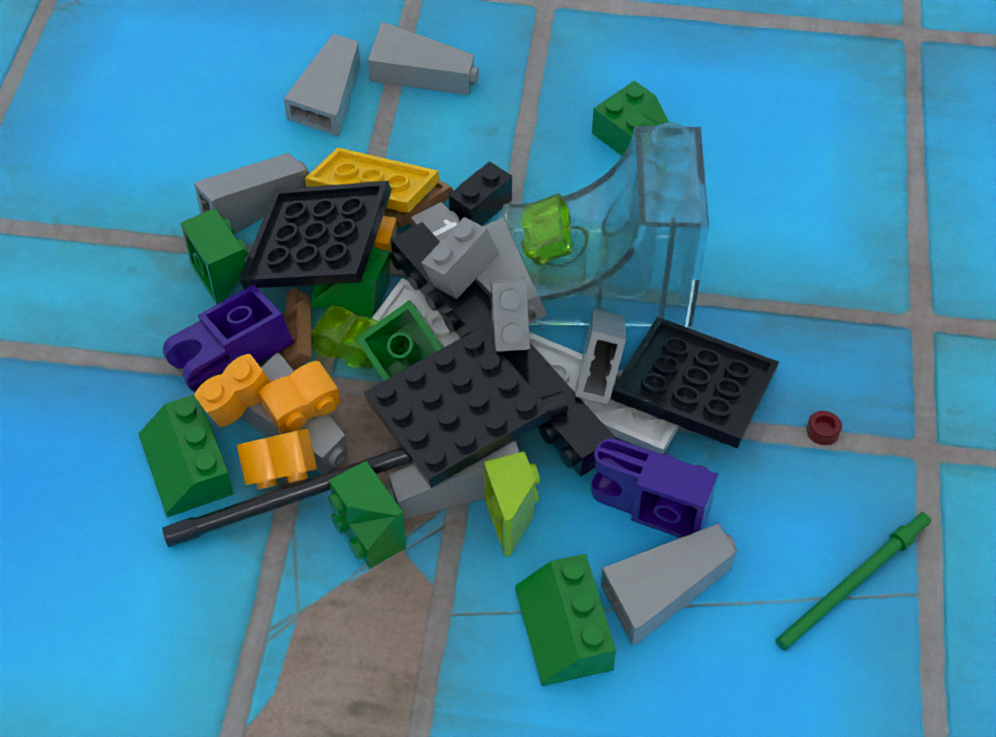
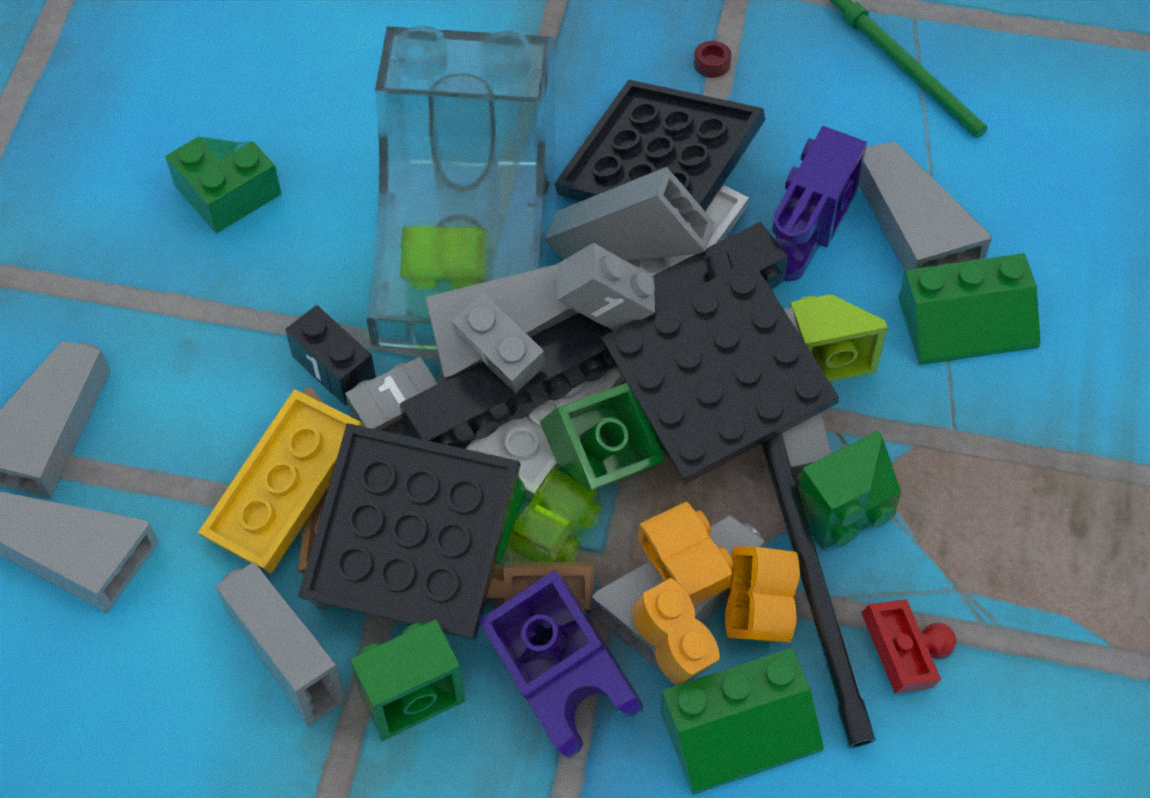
camera: 85 degrees left, 5 degrees up
(241, 563) = (903, 647): none -> red plate

